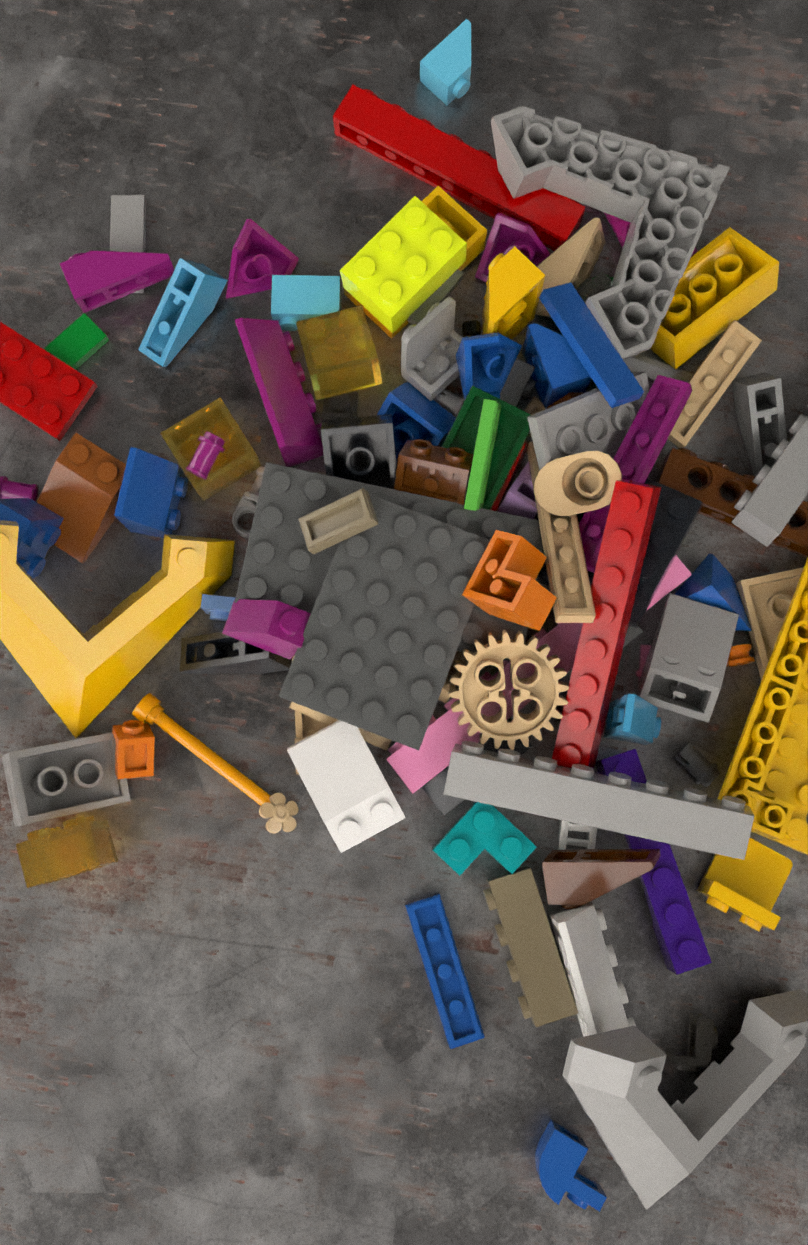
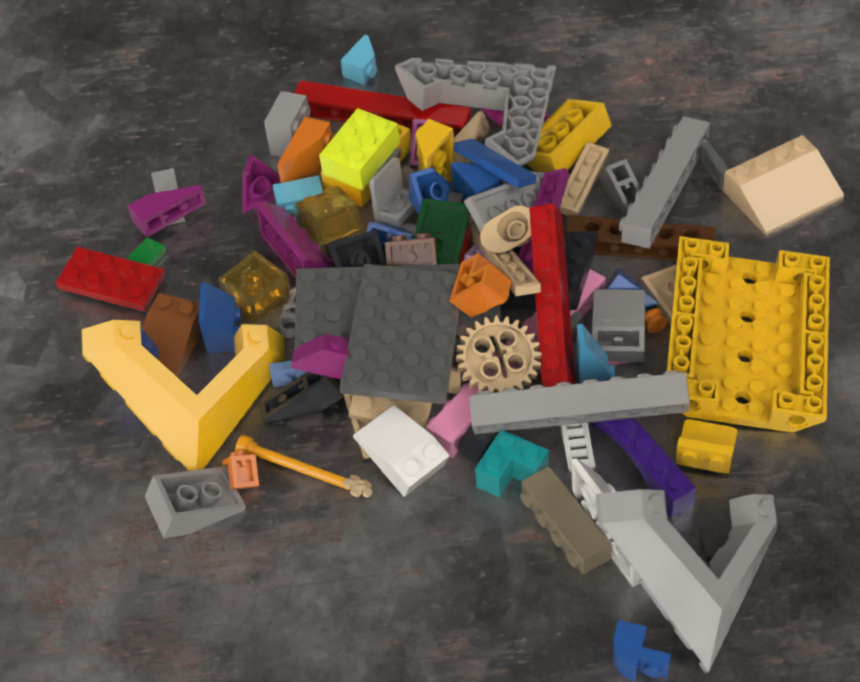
camera: 10 degrees left, 30 degrees down
(63, 853) = (208, 535): clear yellow brick -> none
(182, 310) = (215, 219): dark azure slope -> none
(205, 455) = (255, 273): magenta pin -> none
(317, 167) = (284, 120): none -> light grey brick
(333, 230) = (302, 154): none -> orange slope
(338, 521) = (354, 280): dark tan tile -> none
(444, 971) = (508, 556): blue tile -> none
(482, 455) = (441, 229): bright green tile -> none
(585, 874) = (598, 451): reddish brown slope -> none

